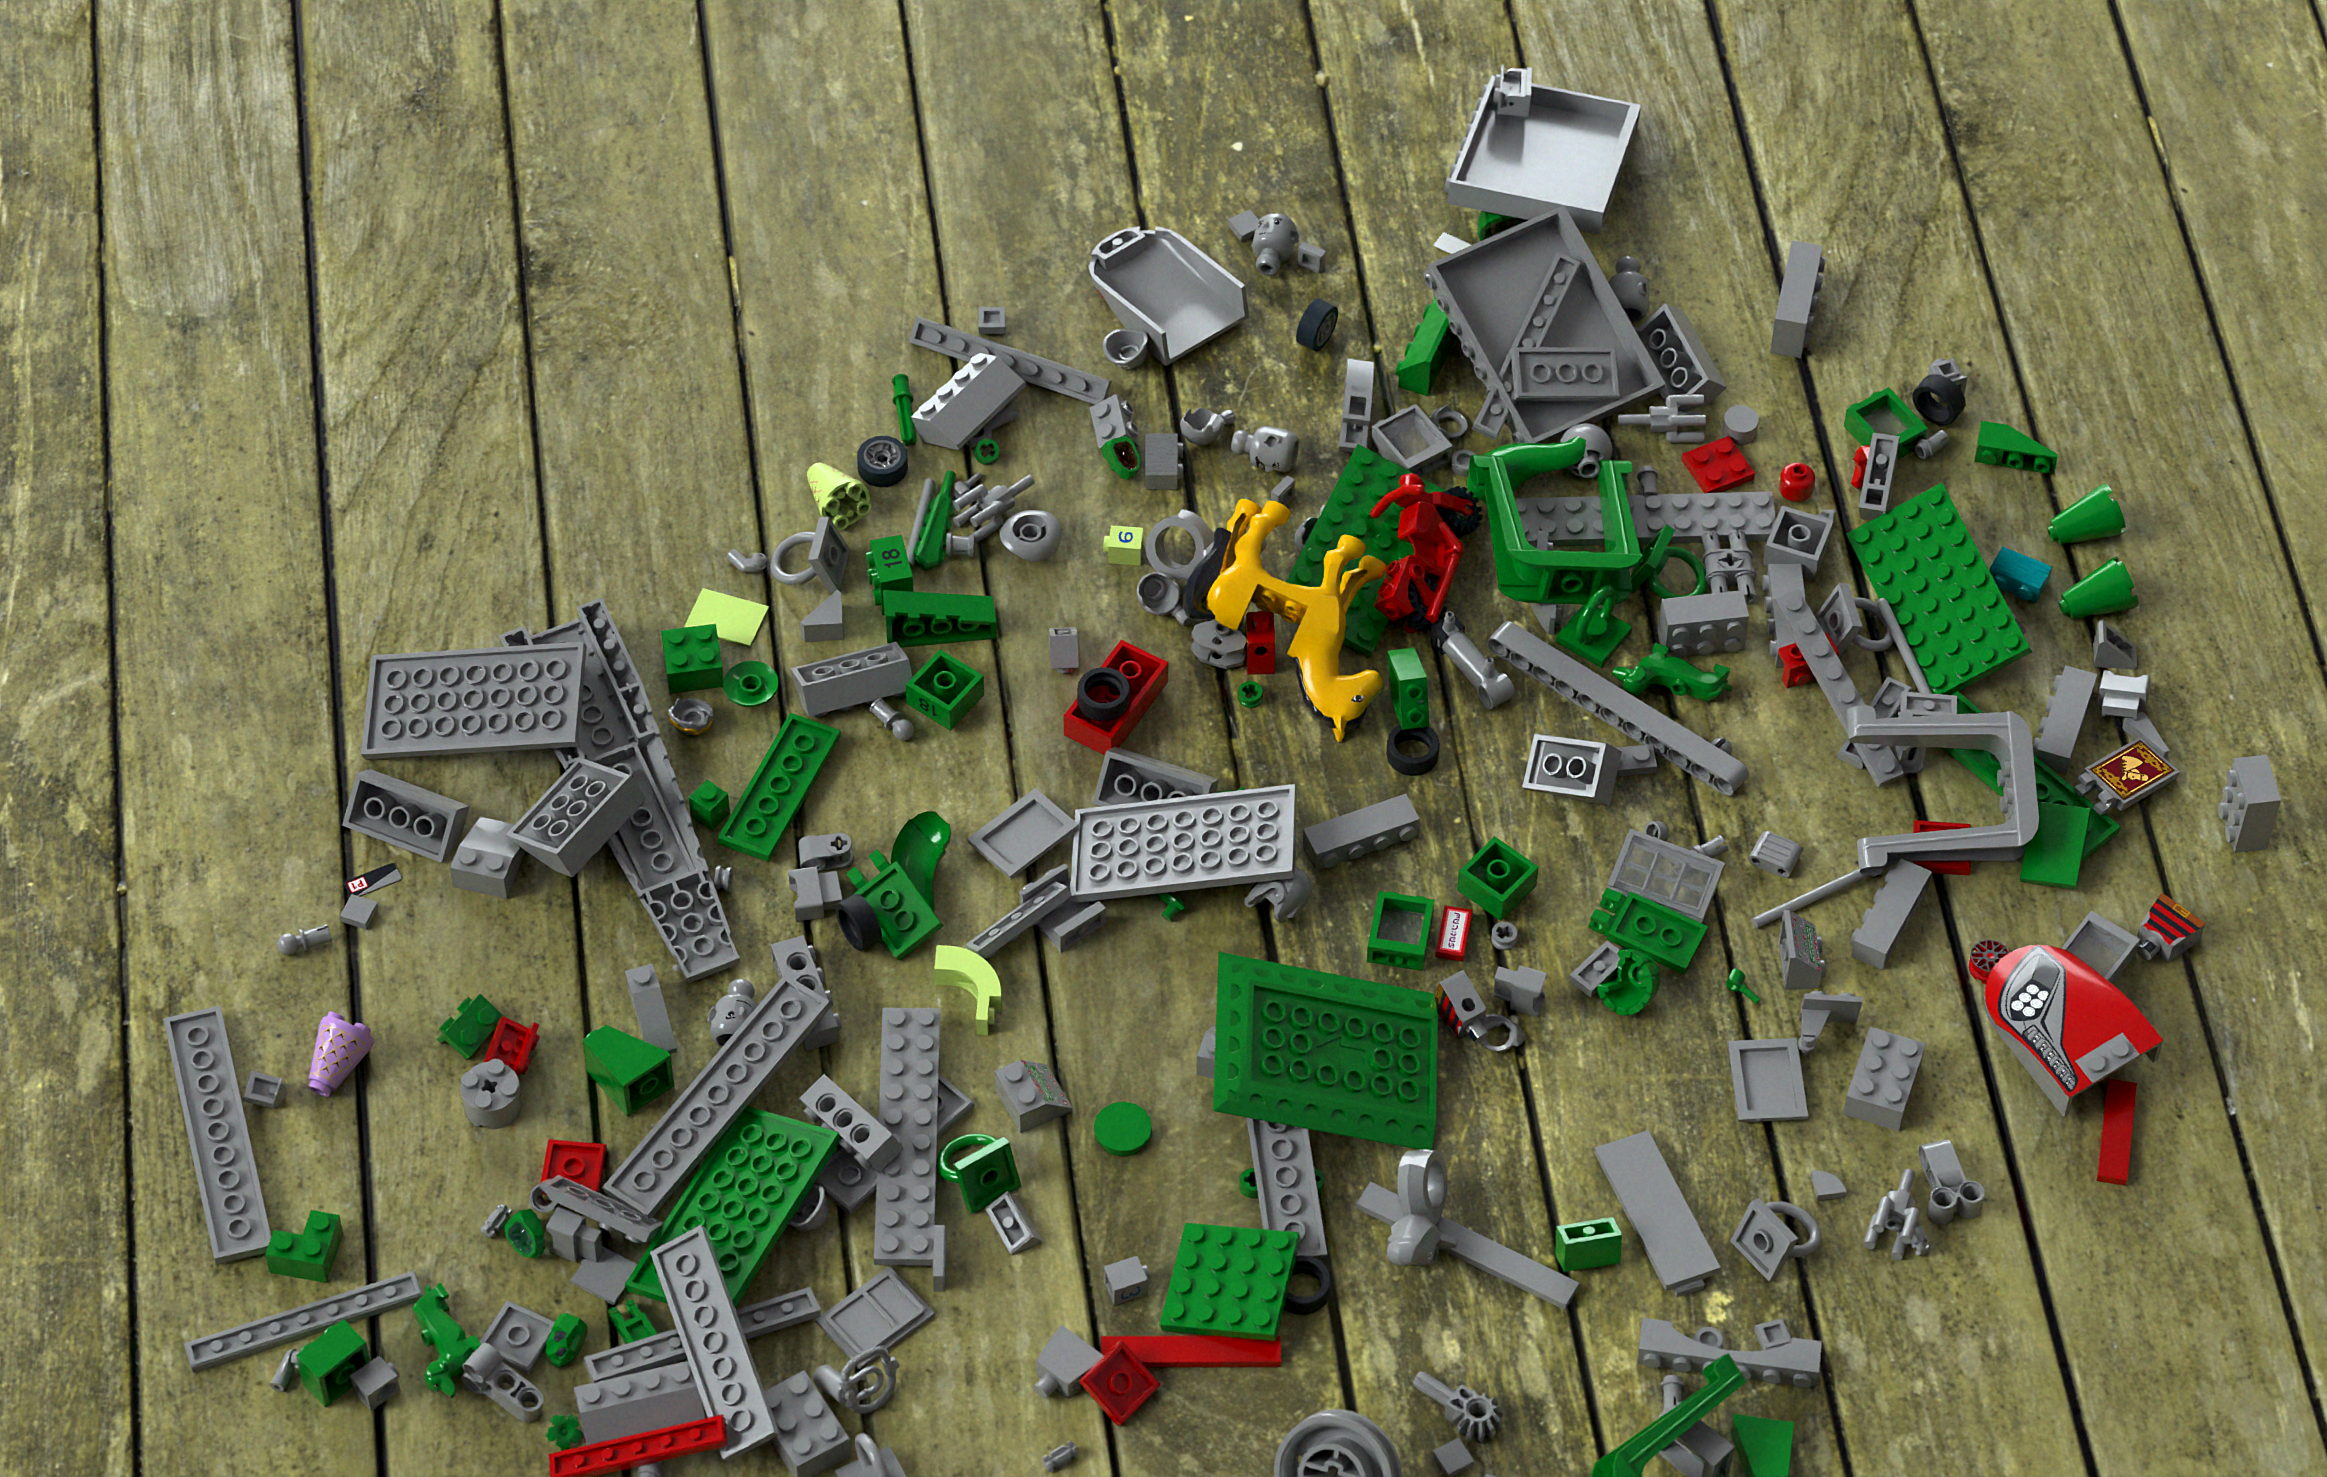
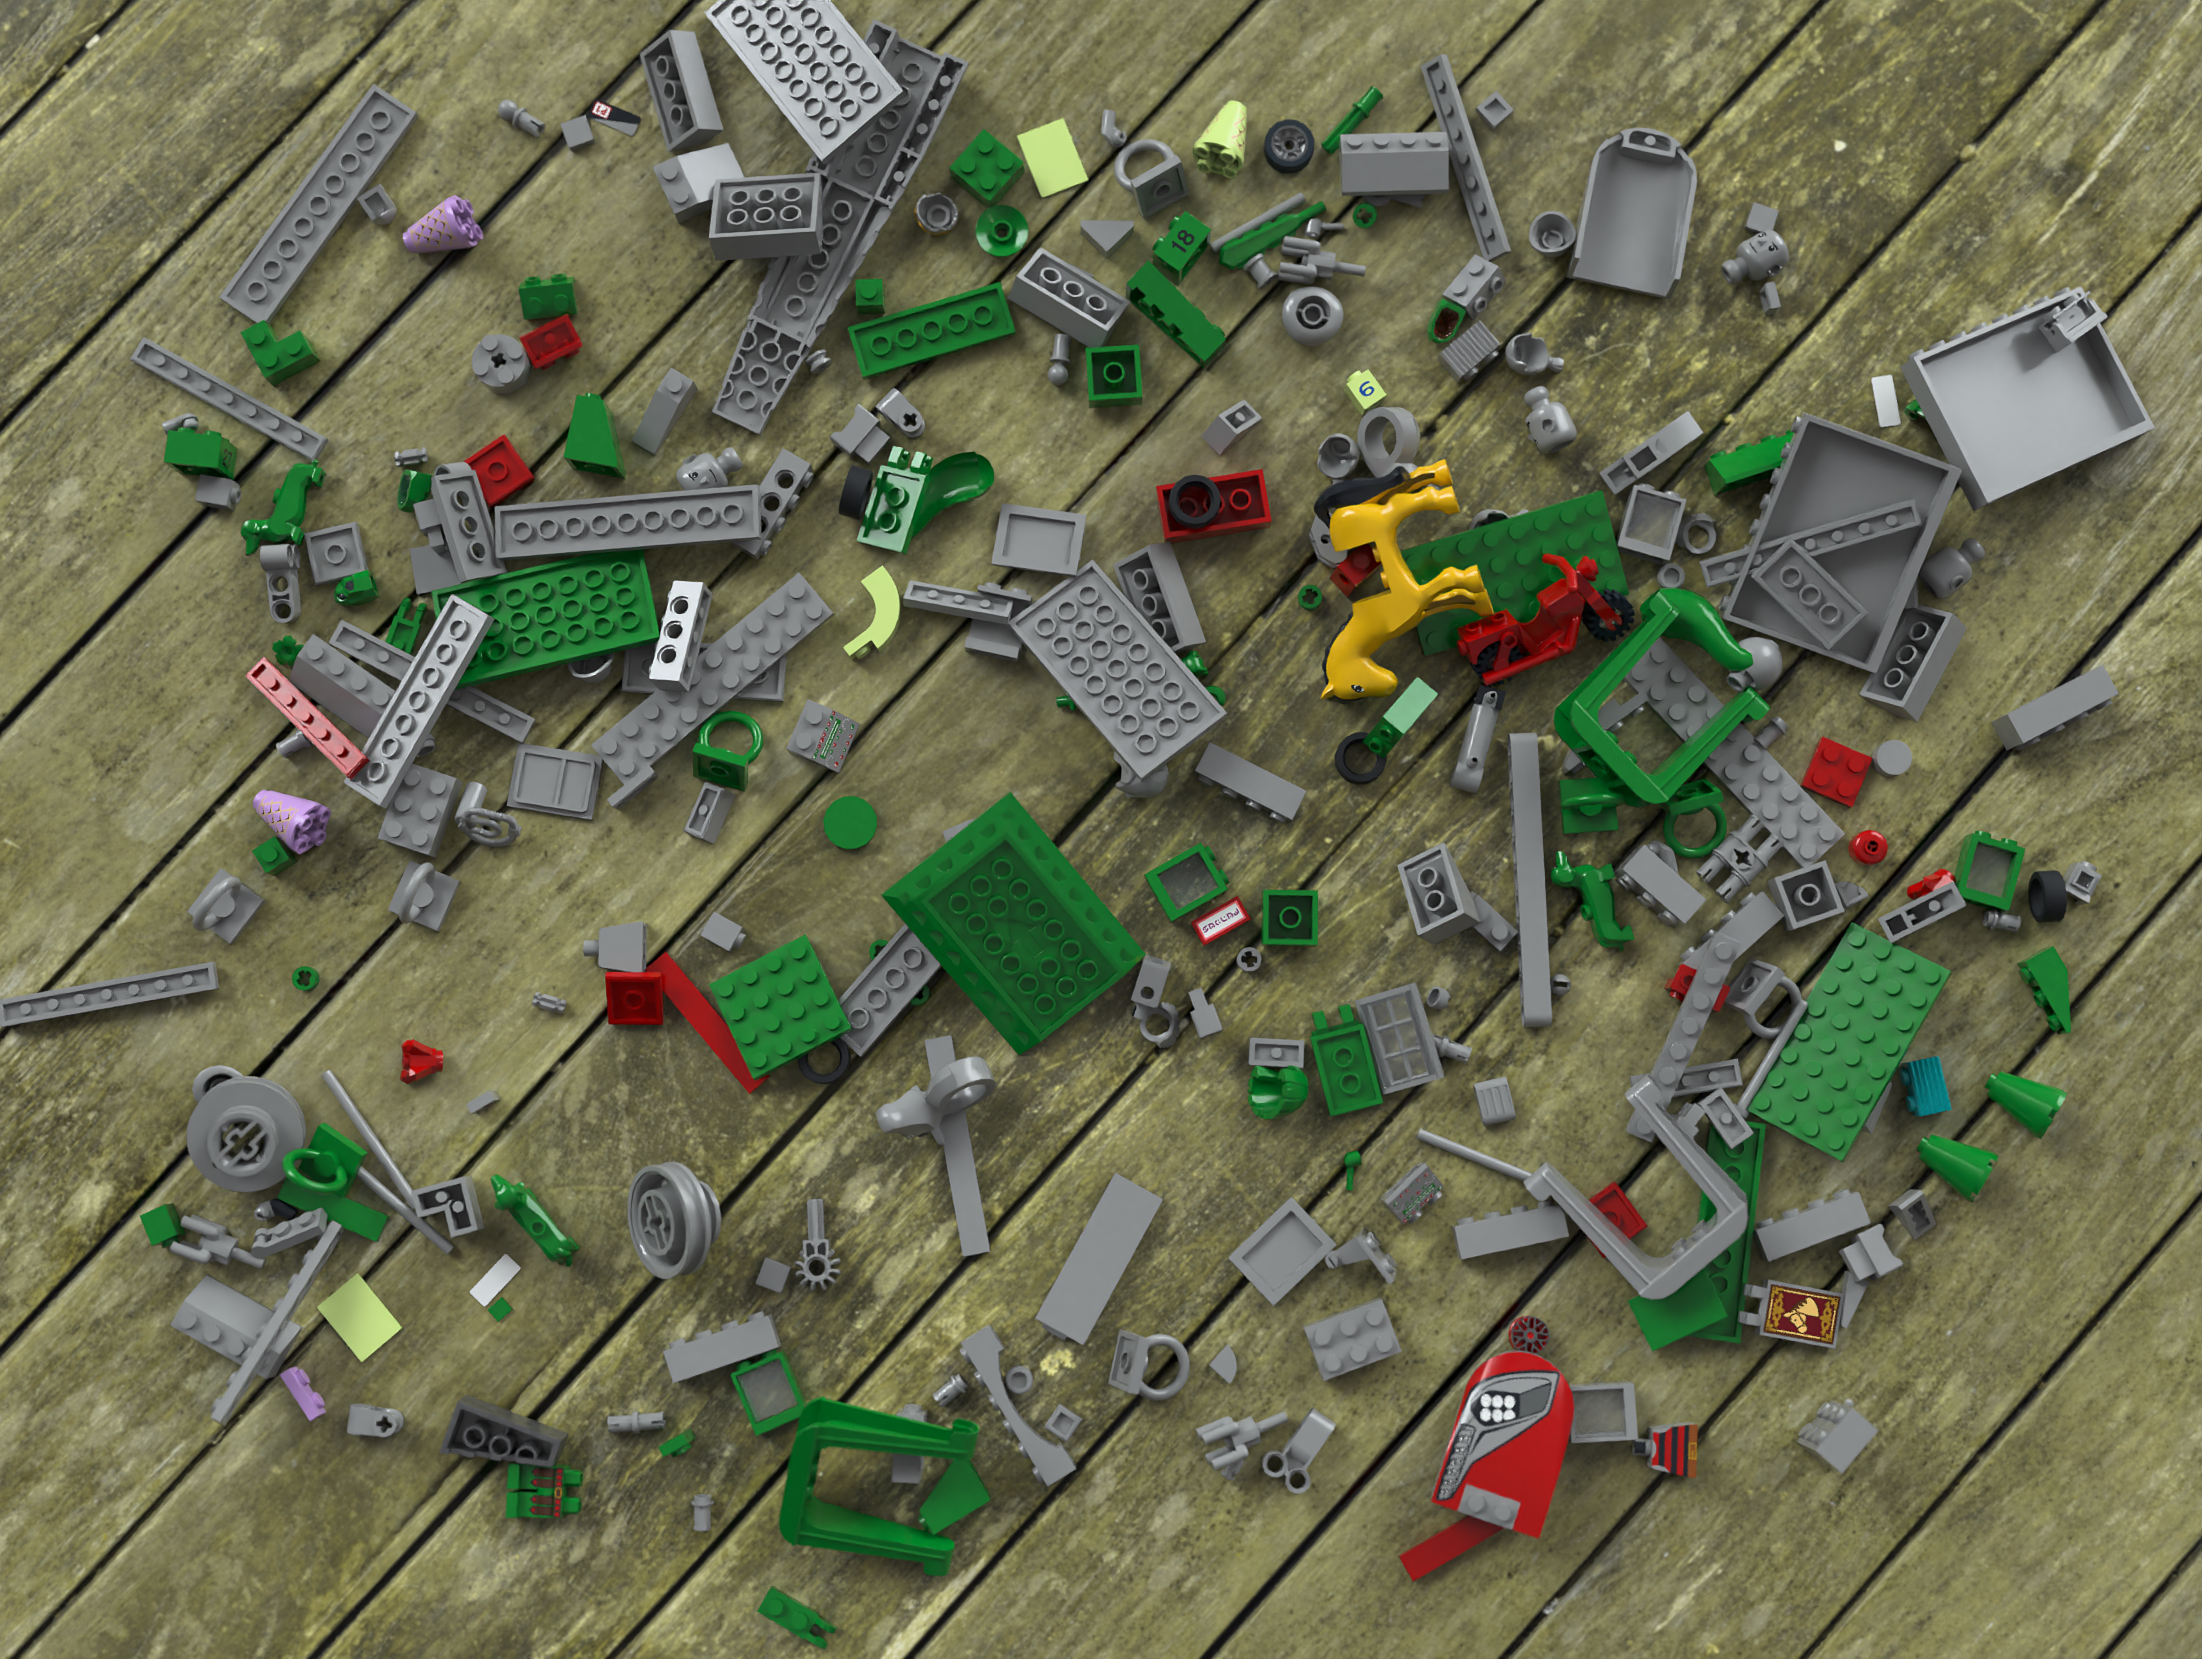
camera: 50 degrees right, 30 degrees up
(1284, 491) = (1516, 468): light grey tile -> none
(1317, 324) = (1701, 360): black wheel -> none
(1588, 1244) = (1022, 1236): green brick -> none
(1668, 419) = (1847, 701): light grey plant -> none

